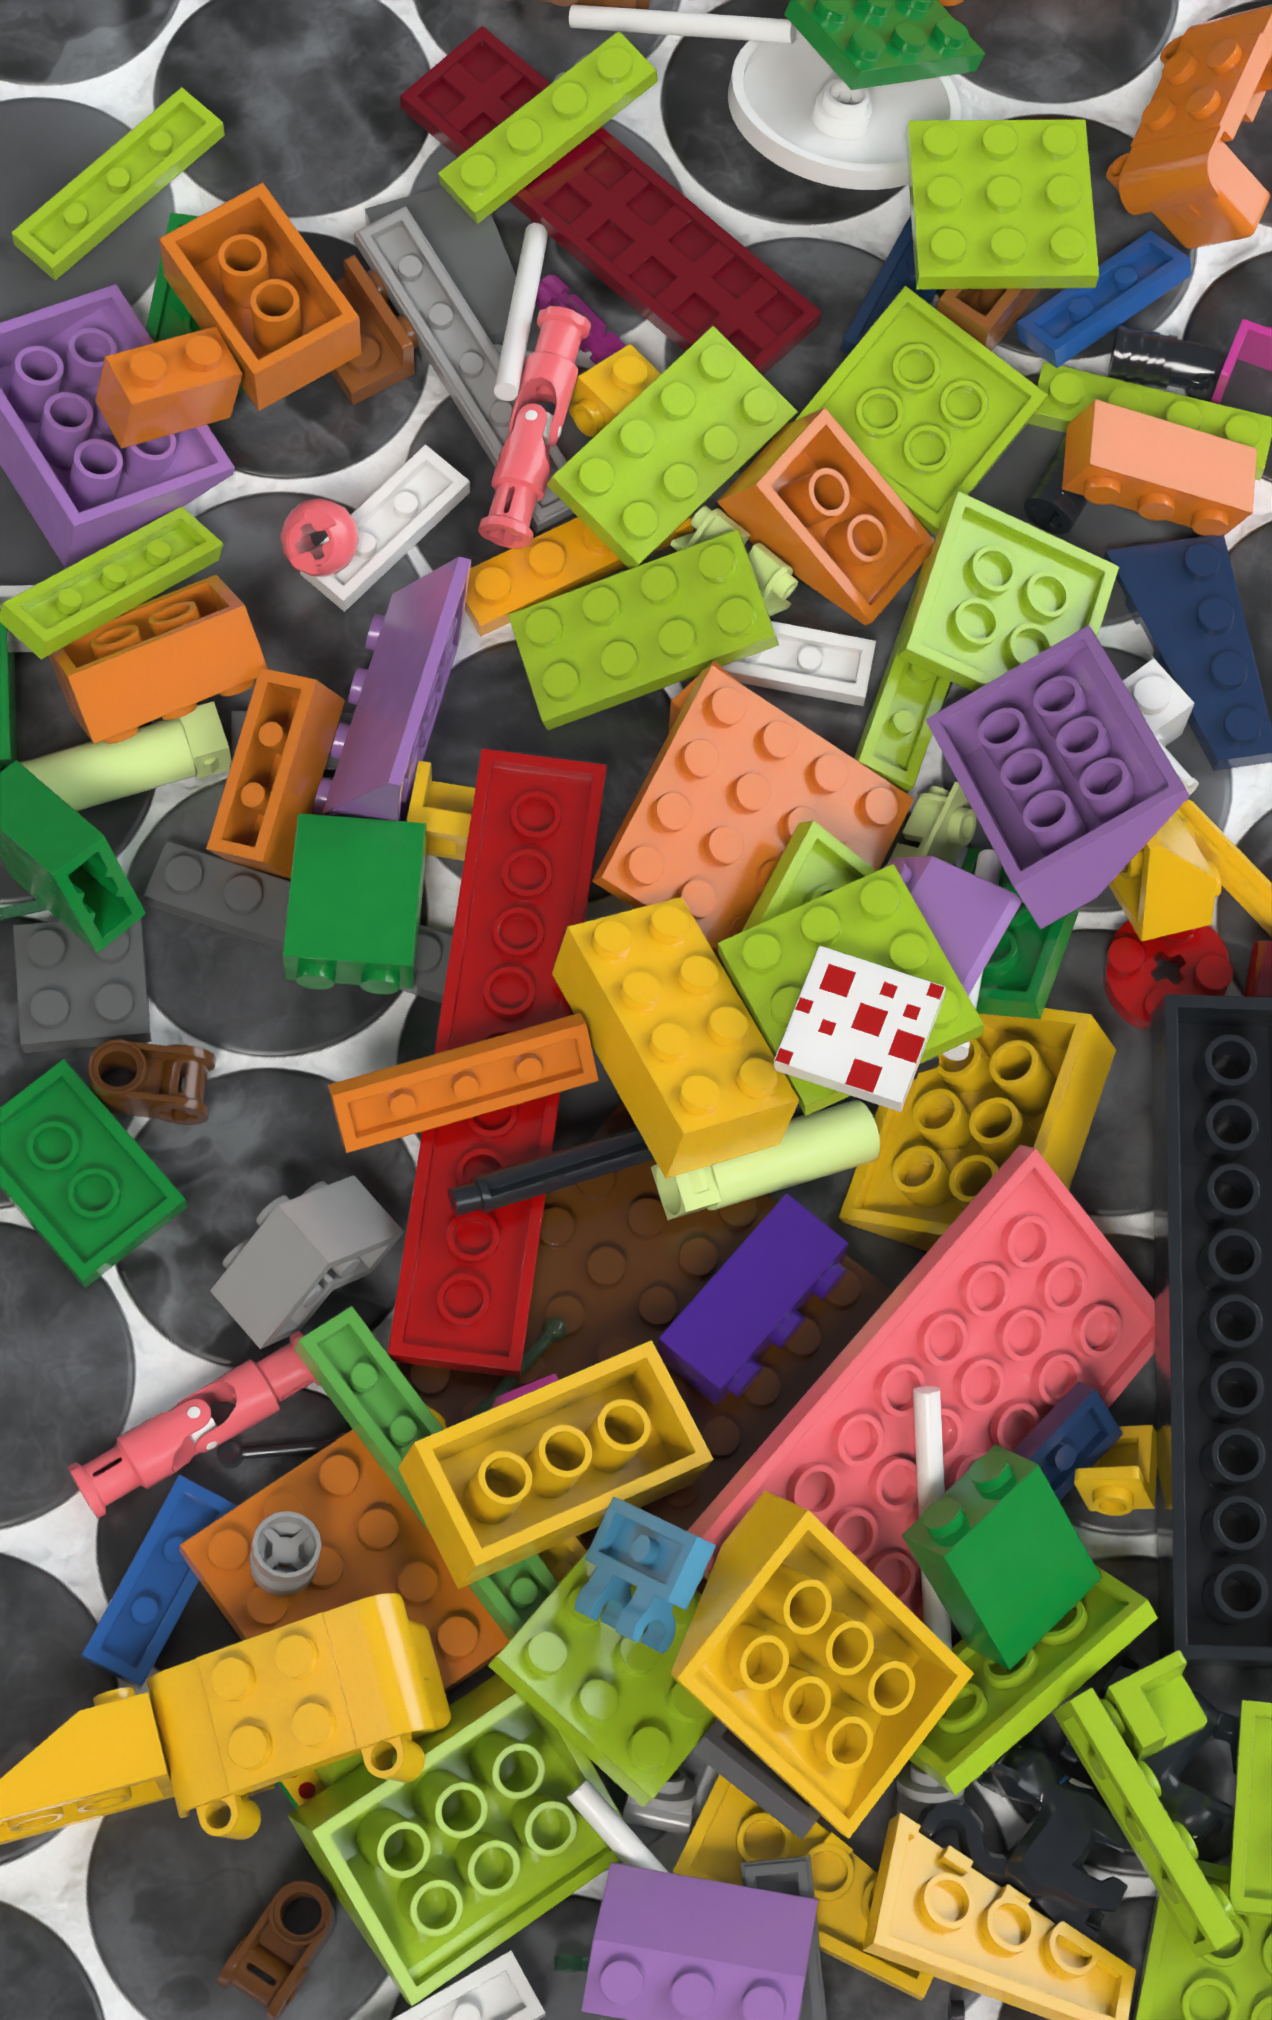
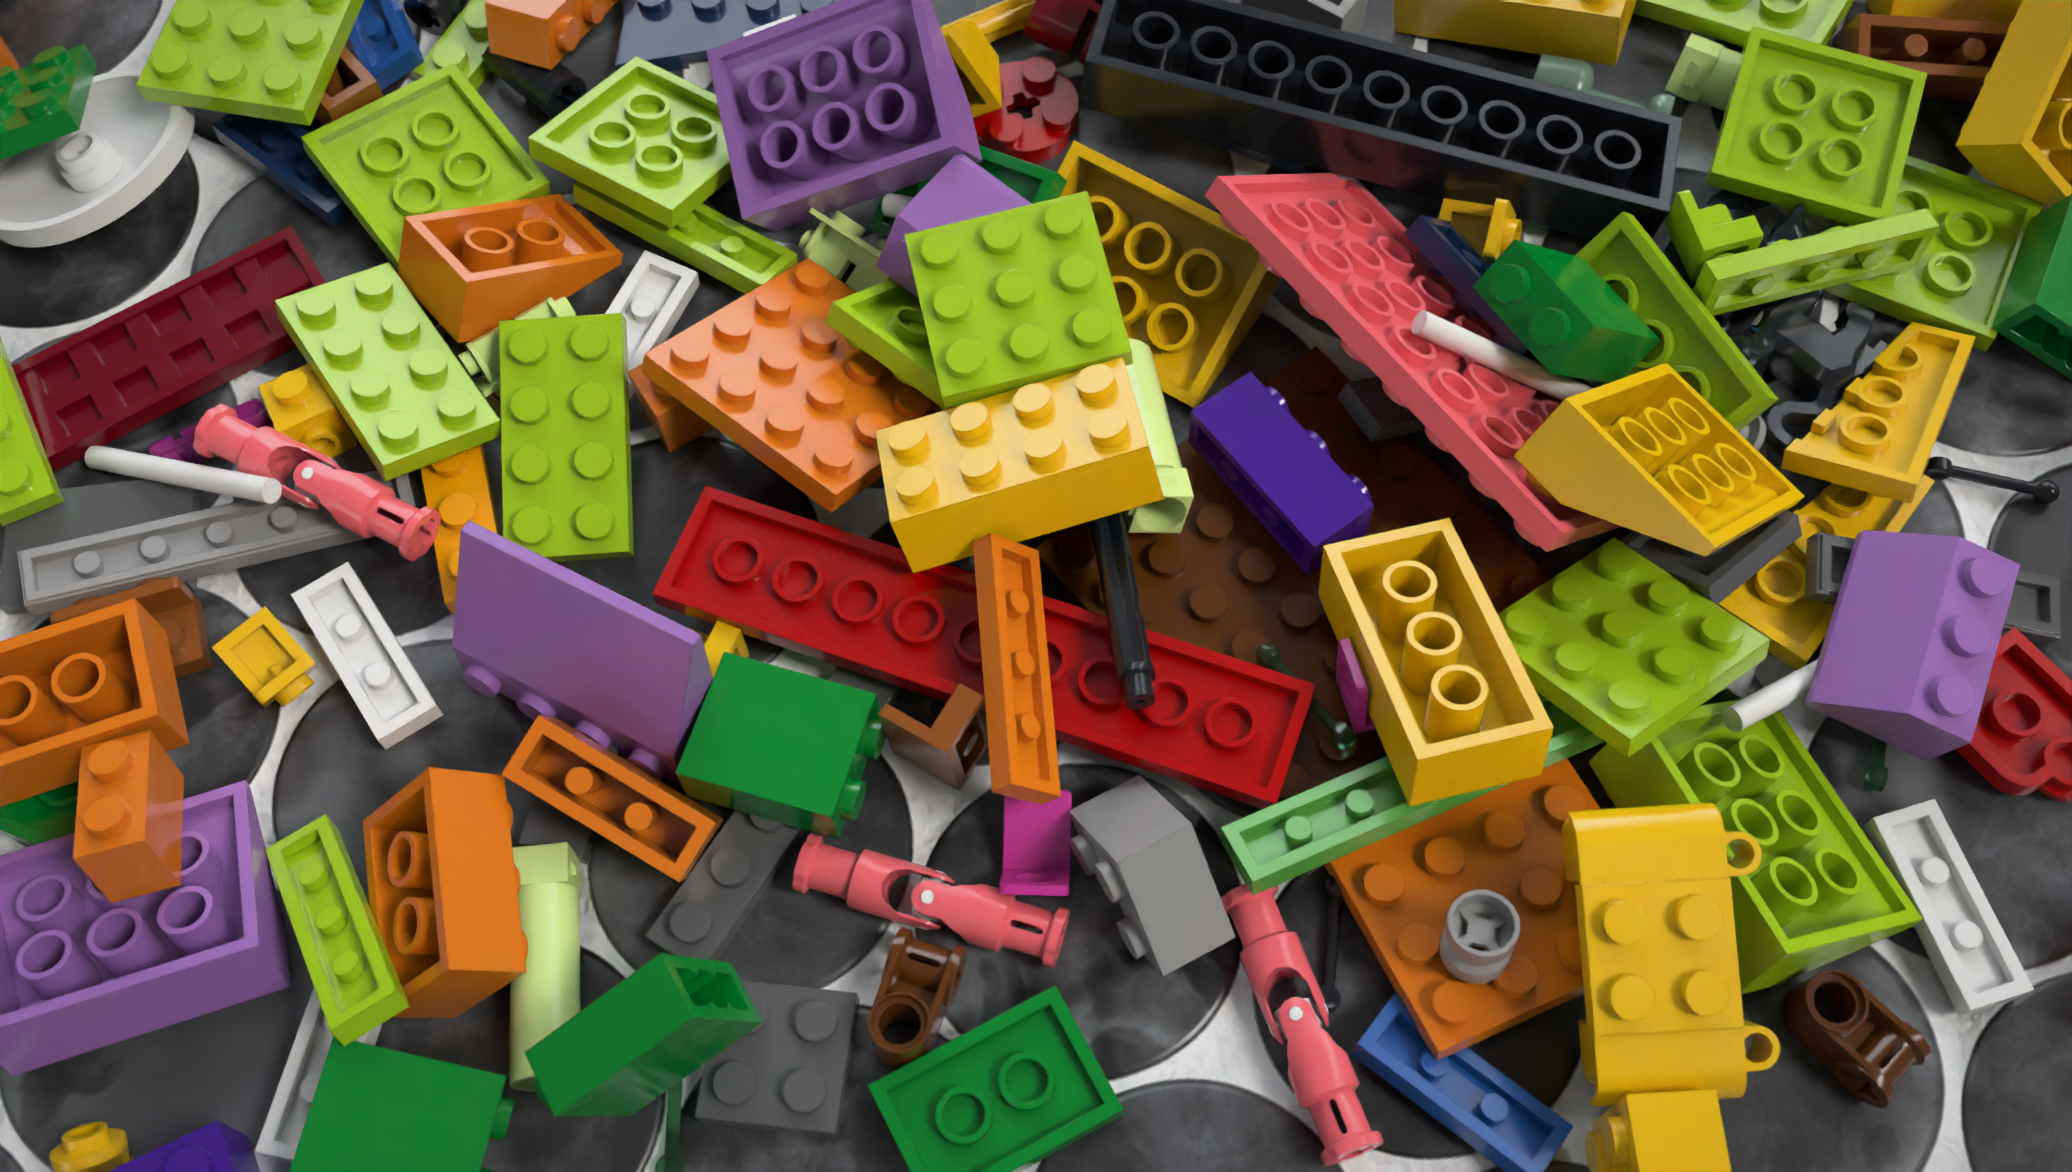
camera: 70 degrees left, 5 degrees down
(242, 1111) = (972, 911): none -> coral piece
(309, 1159) = (1036, 847): none -> dark pink bracket
(313, 517) = (348, 684): coral piece -> none
(358, 448) = (267, 659): none -> yellow bracket
(383, 1032) = (952, 743): none -> dark orange panel
(653, 1556) = (1563, 566): dark azure plate -> none
(859, 1028) = (1073, 280): white tile -> none

